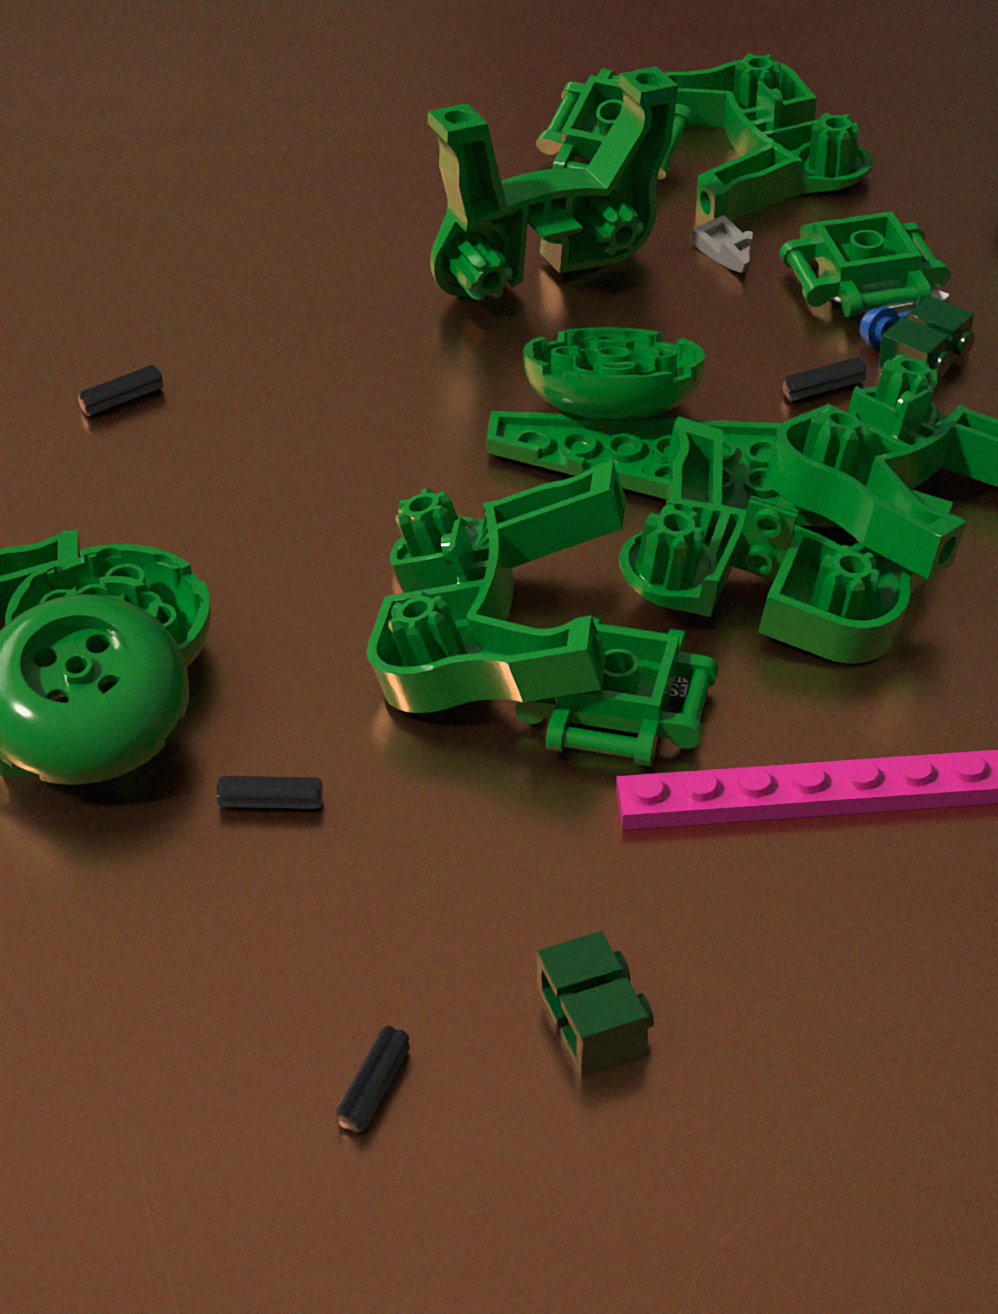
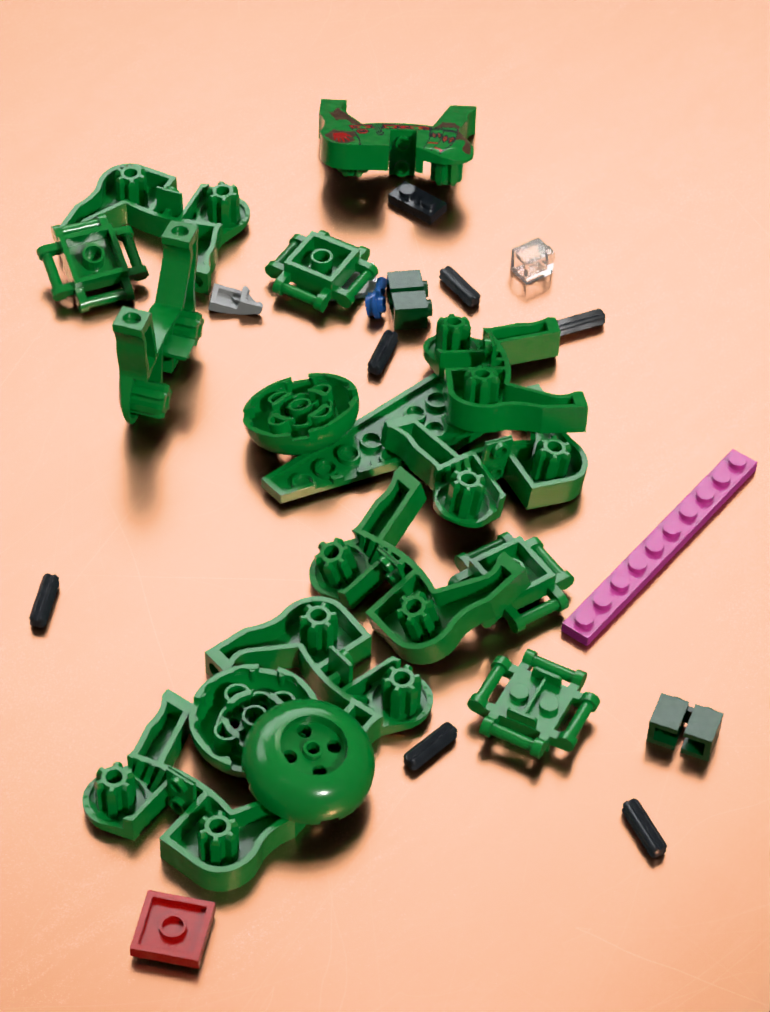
camera: 50 degrees left, 5 degrees up
(290, 652) = (325, 646): none -> green animal
(439, 837) = (534, 704): none -> green brick

